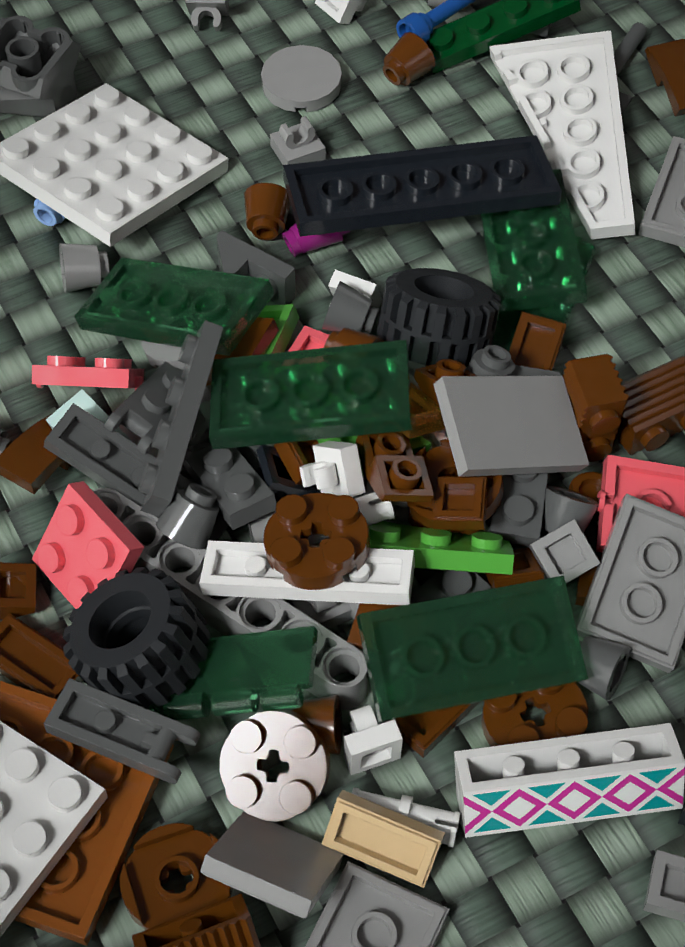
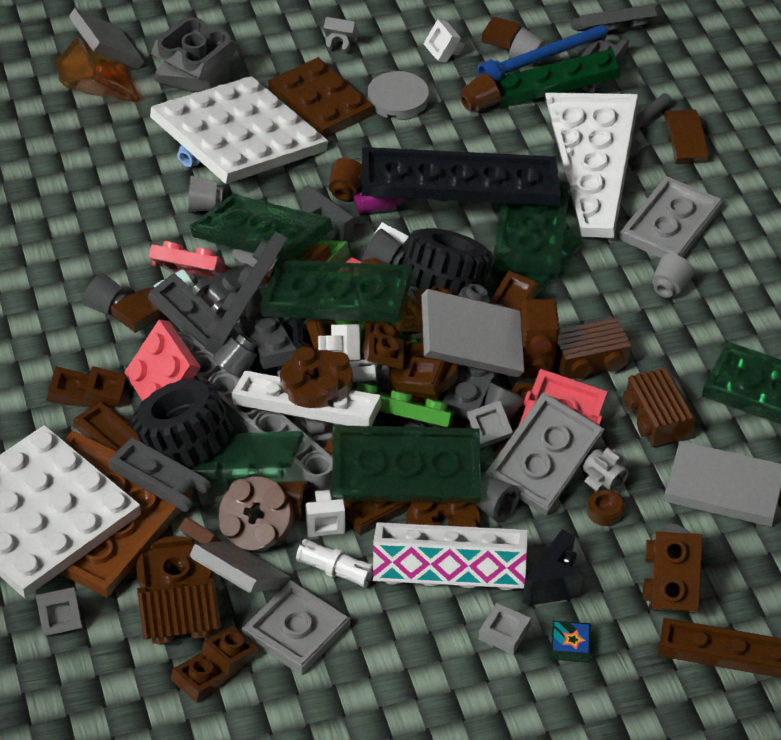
camera: 10 degrees right, 10 degrees down
(202, 98) = (321, 97): none -> reddish brown plate
(202, 816) = (197, 532): none -> reddish brown tile
(297, 143) = (381, 136): light grey tile -> none
(383, 838) = (317, 569): tan tile -> none

